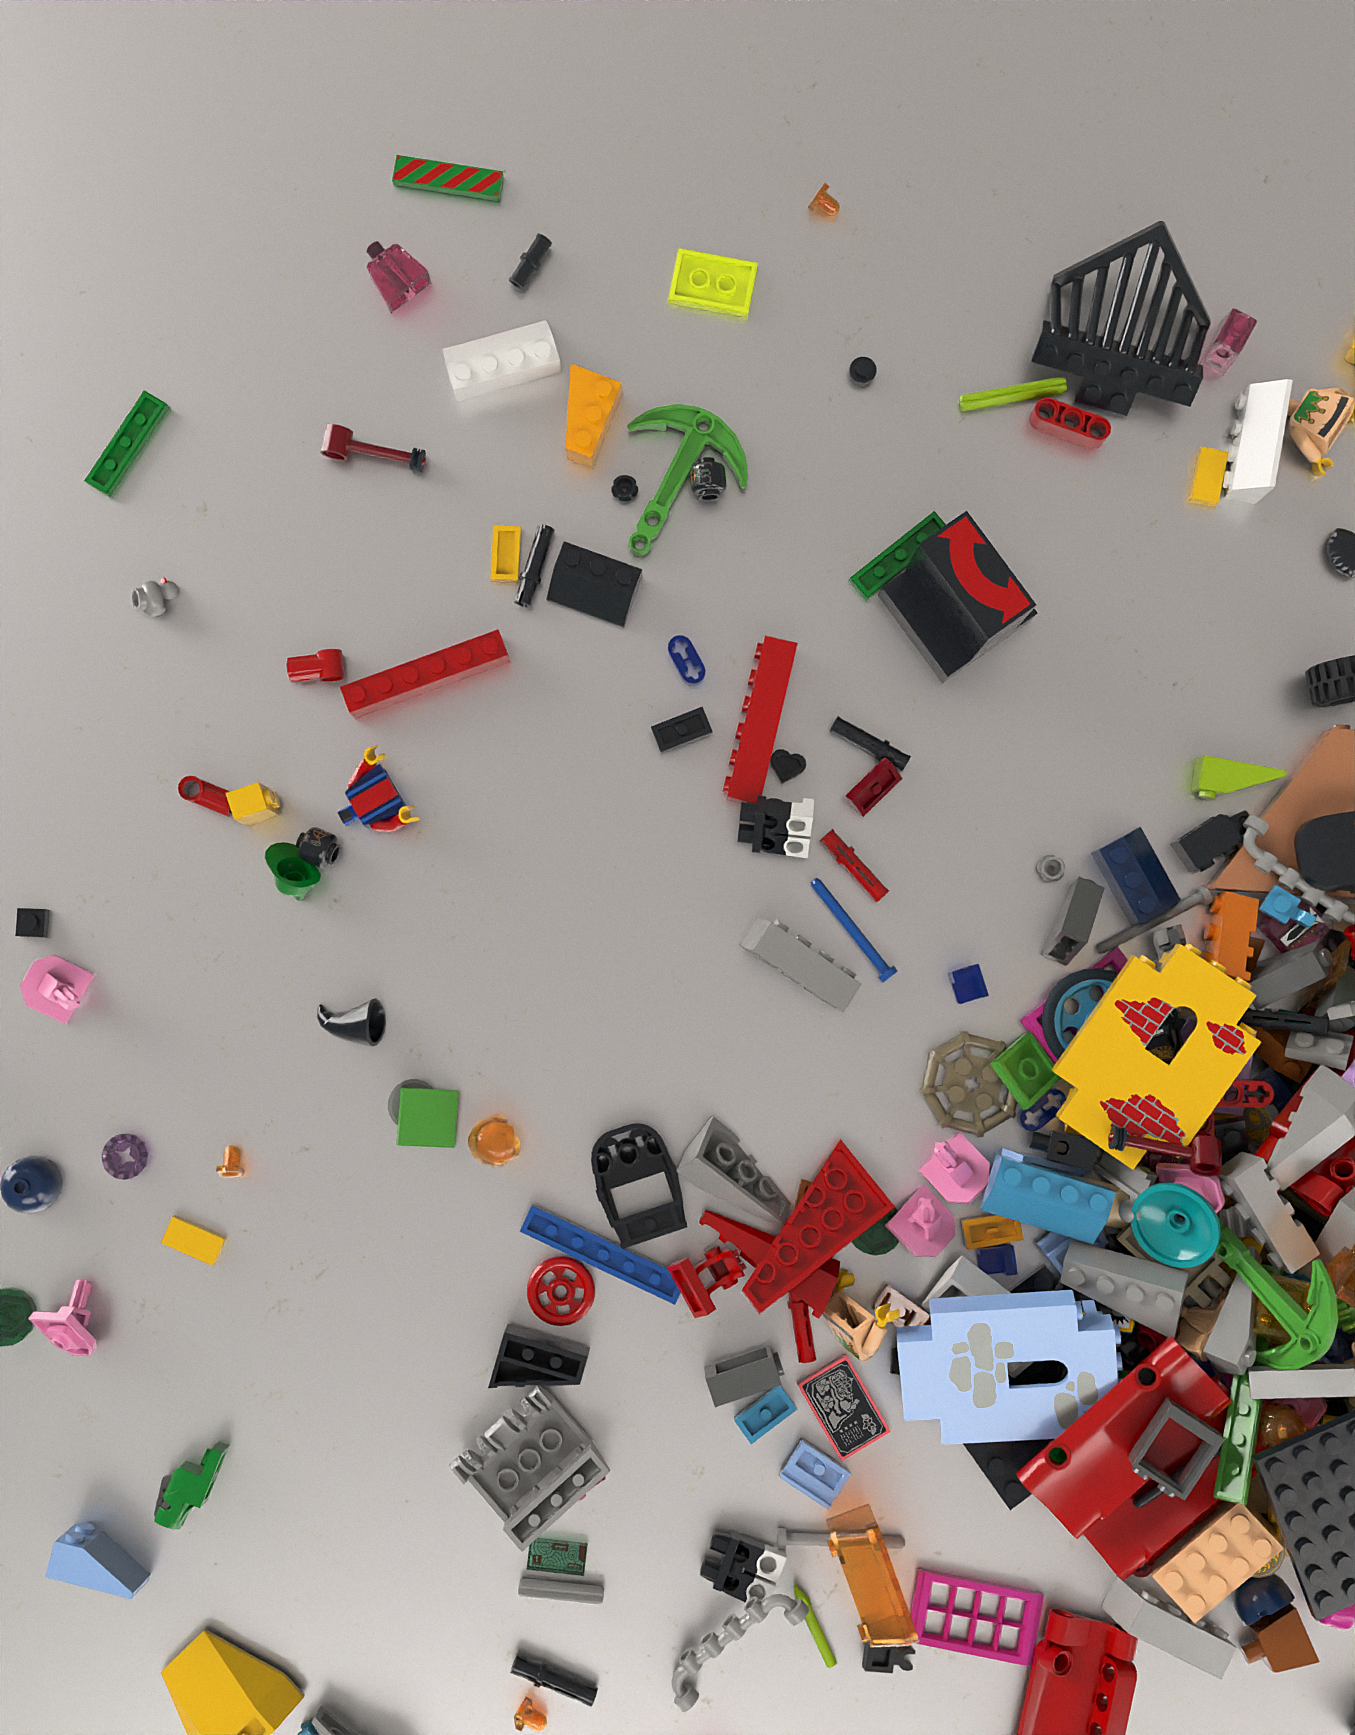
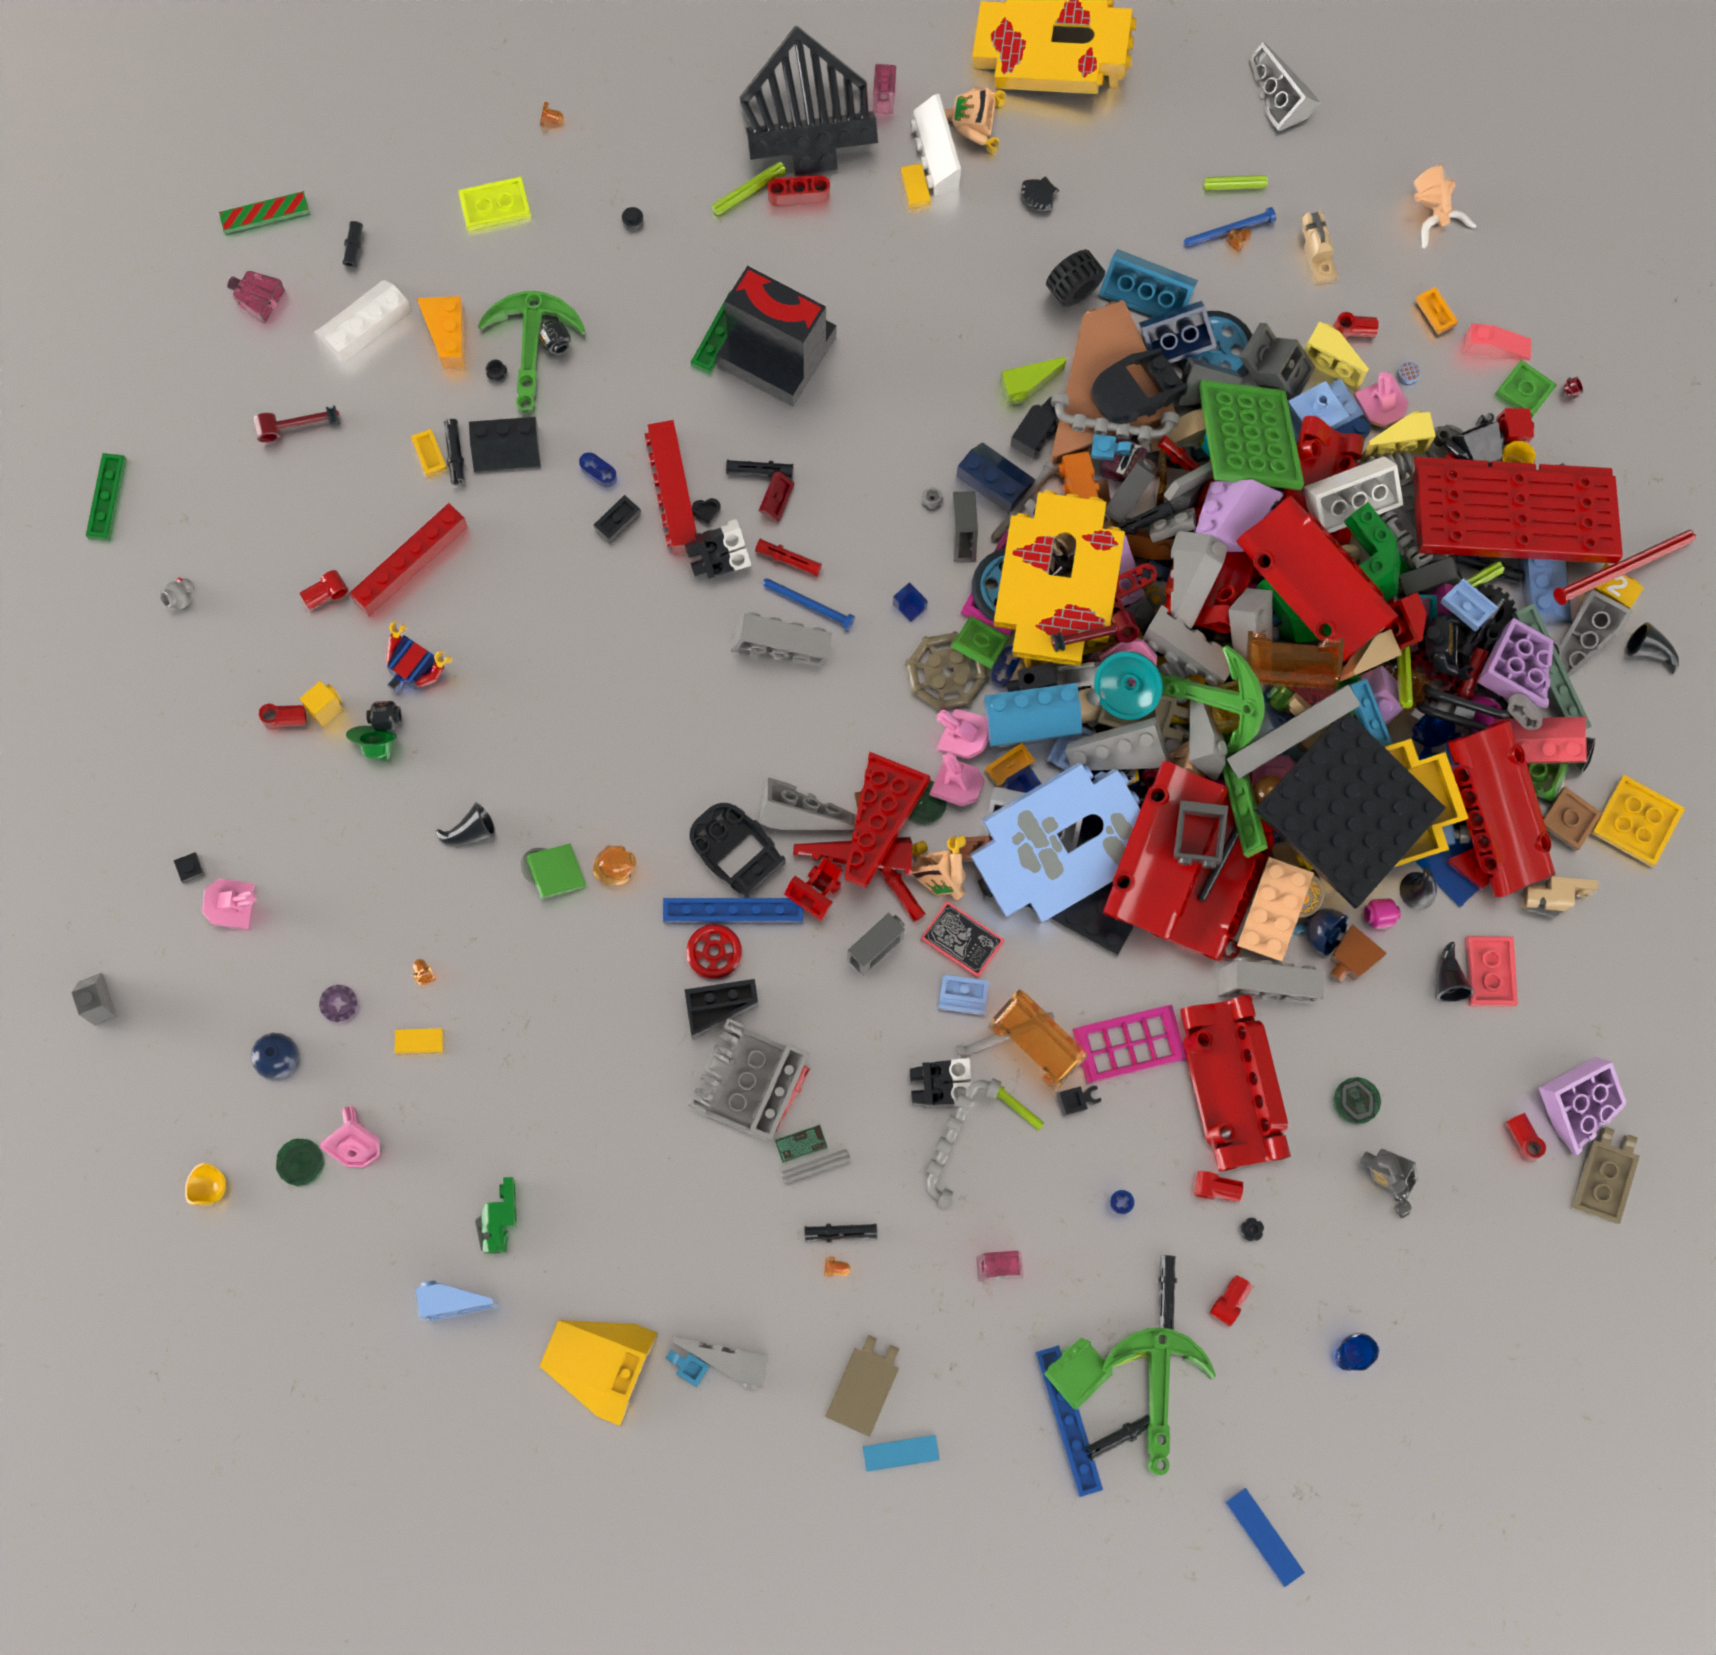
camera: 25 degrees left, 10 degrees down
(765, 1414) = (906, 969): dark azure plate -> none

